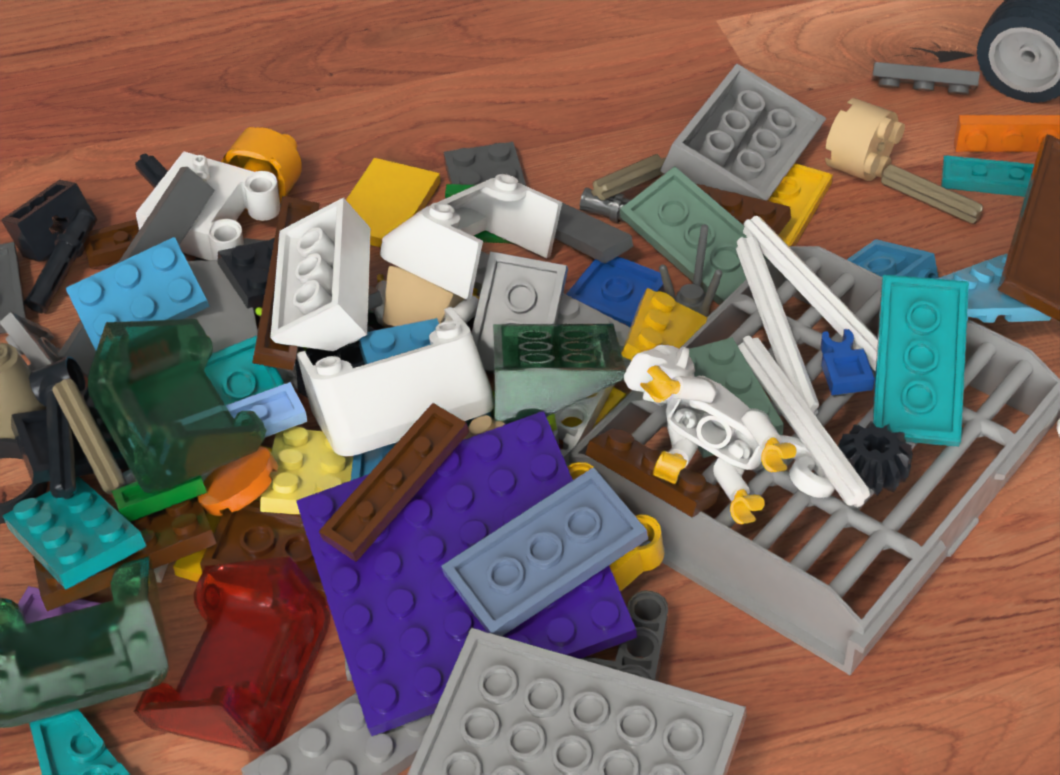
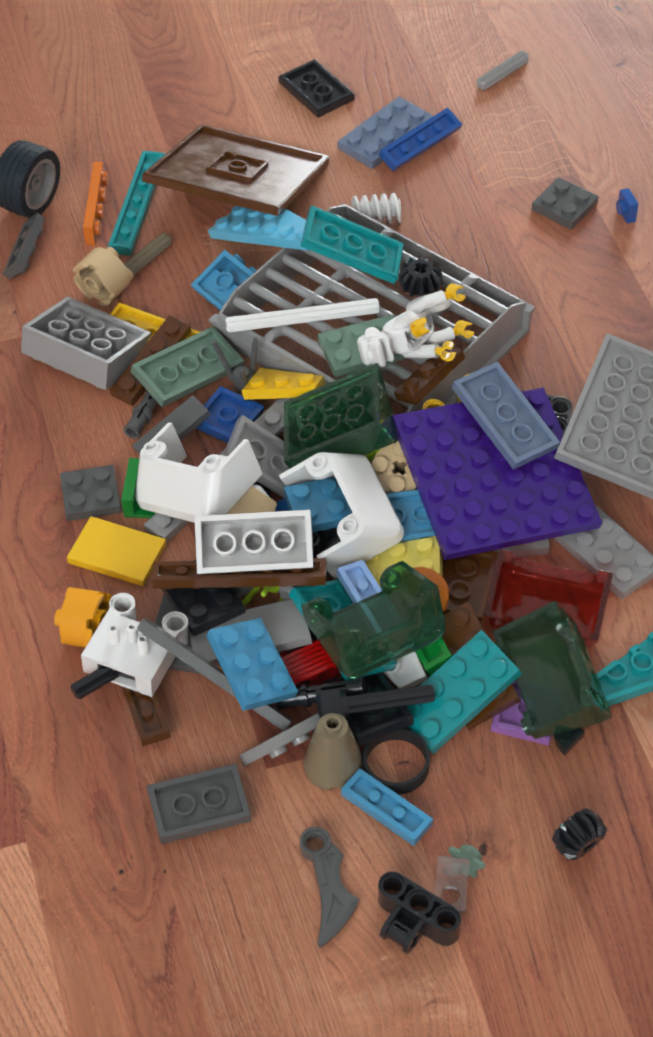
camera: 90 degrees left, 5 degrees up
(32, 220) = (129, 758): black brick -> none
(67, 248) = (174, 746): black pin -> none
(89, 435) = (384, 680): dark tan axle -> none
(394, 482) = (450, 487): reddish brown plate -> none
(628, 177) = (117, 402): dark tan axle -> none
(804, 423) = (391, 302): white axle -> none
(812, 287) = (276, 294): white axle -> none
(845, 368) = (344, 284): blue plate -> none

